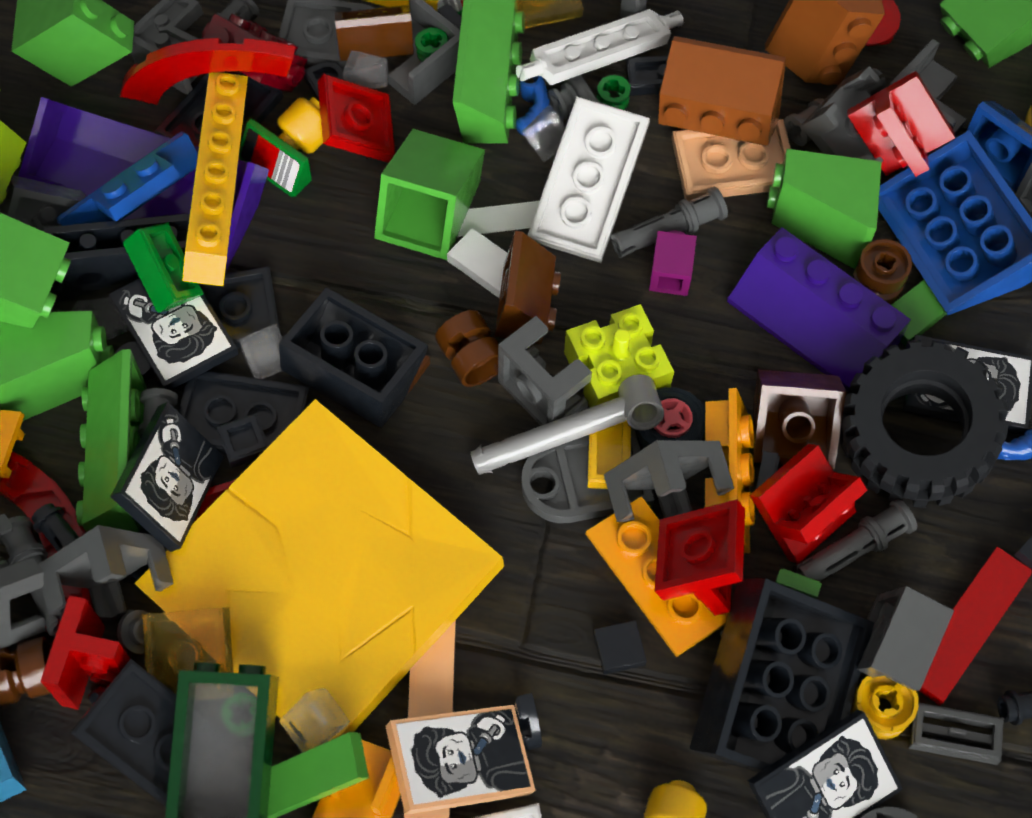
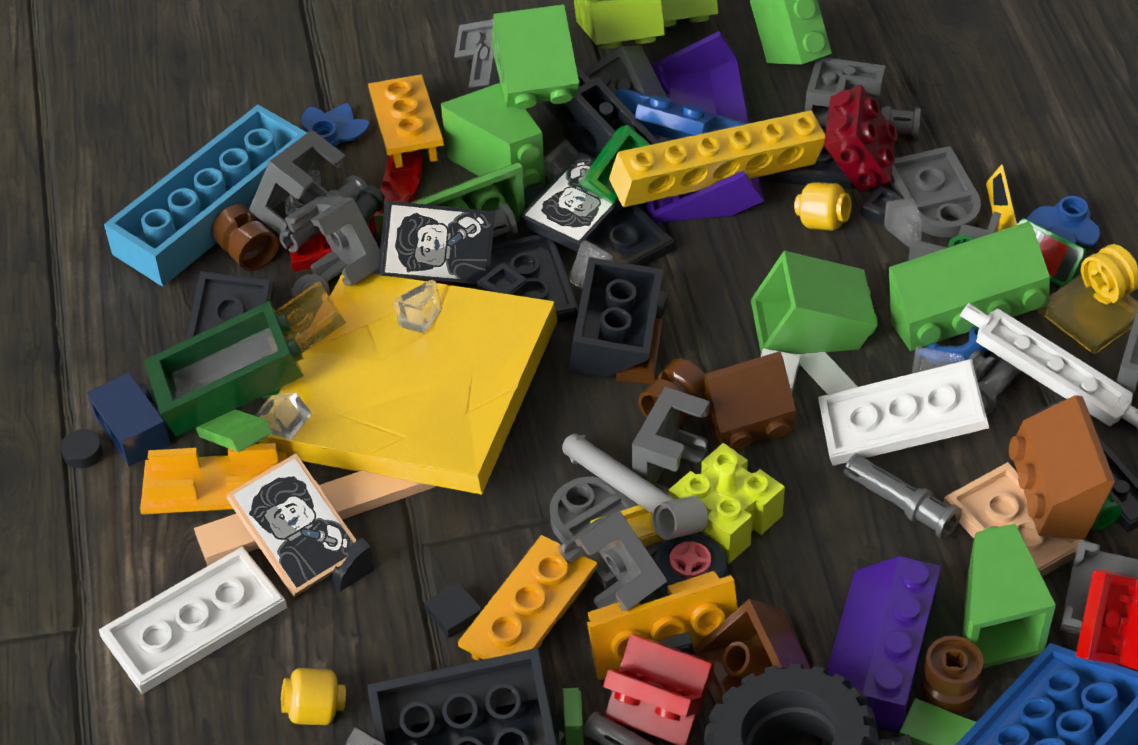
camera: 70 degrees right, 15 degrees down
(80, 653) = (270, 252): red bracket -> none
(202, 56) = (802, 88): red tile -> none
(259, 527) = (418, 307): none -> clear slope
(286, 165) = (779, 204): slope -> none
(356, 118) = (851, 230): red tile -> none
(375, 32) = (946, 204): reddish brown slope -> none
(614, 83) = (1023, 396): green bush -> none
(672, 262) = (859, 509): magenta brick -> none
(702, 555) = (549, 614): red bracket -> none

